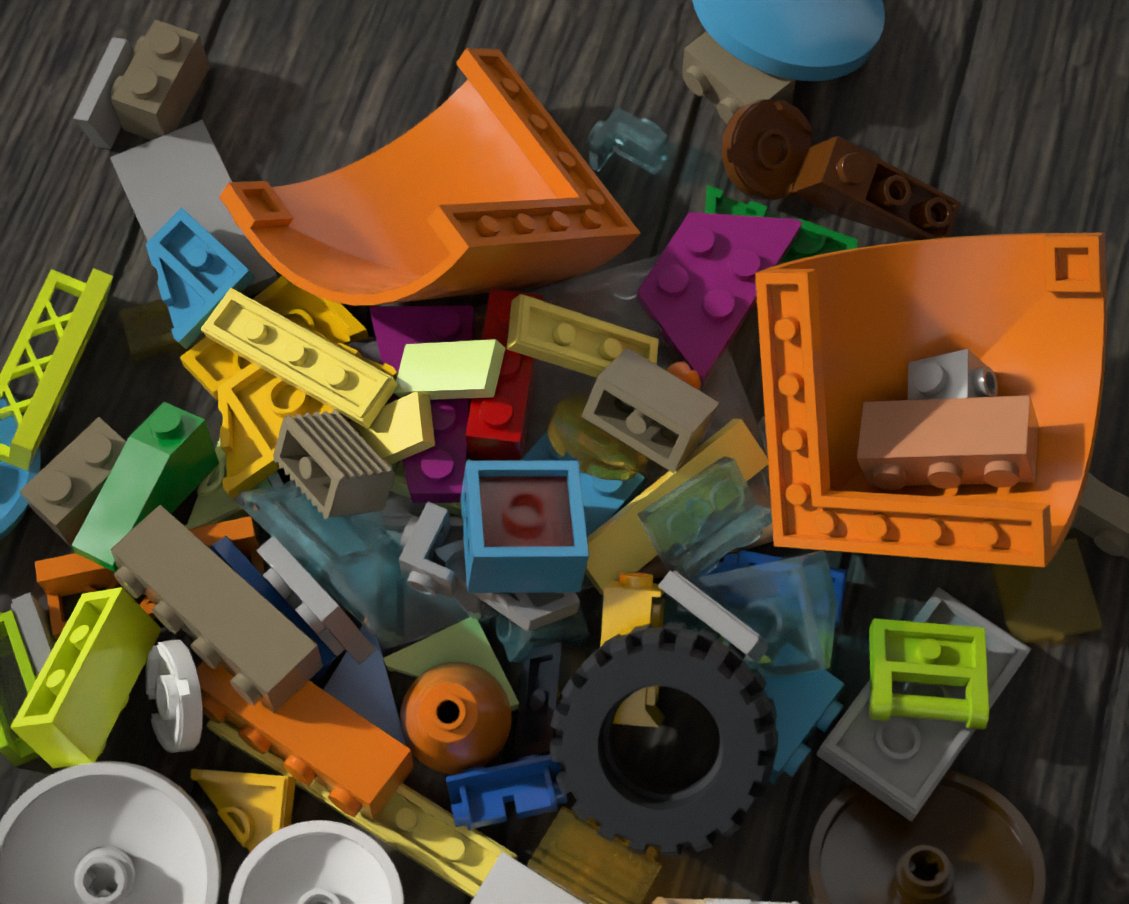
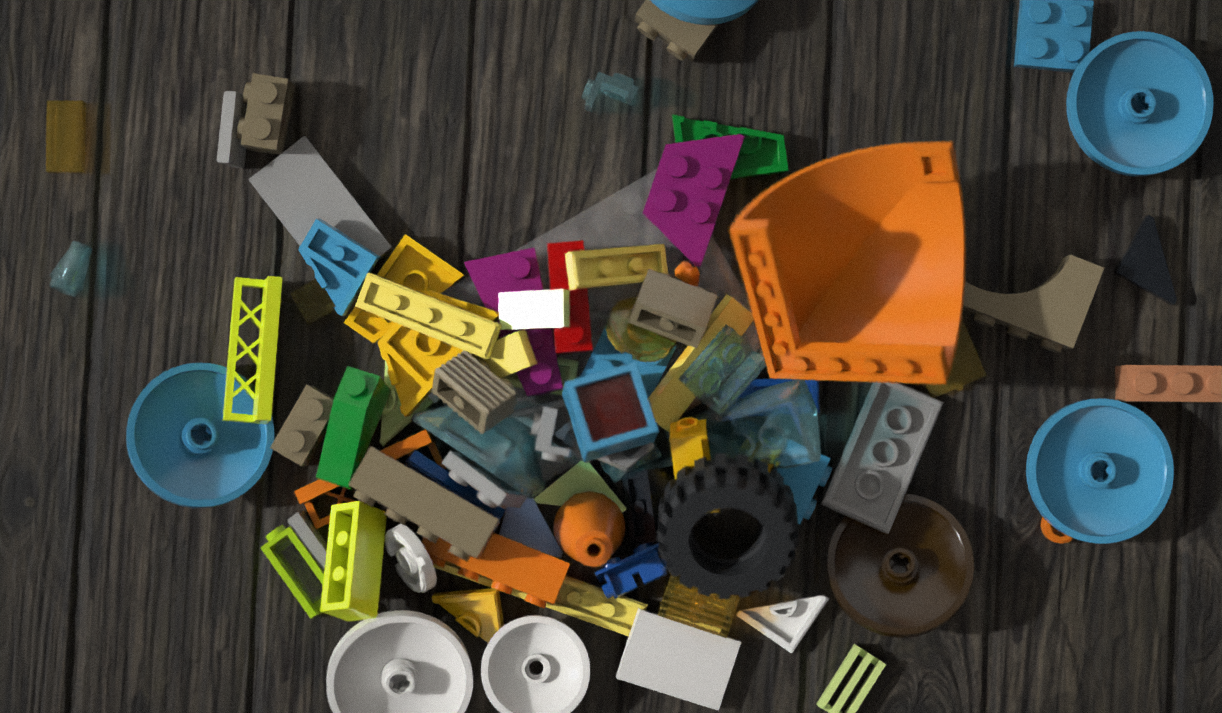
camera: 20 degrees left, 20 degrees up
(449, 209) = (492, 183): orange panel -> none
(714, 615) = (742, 442): light grey tile -> none
(766, 148) = (709, 79): reddish brown tile -> none
(873, 192) = (790, 96): reddish brown slope -> none
(928, 656) = (877, 429): lime plate -> none
(948, 442) = (871, 293): nougat brick -> none
(951, 376) = (866, 250): light grey bracket -> none

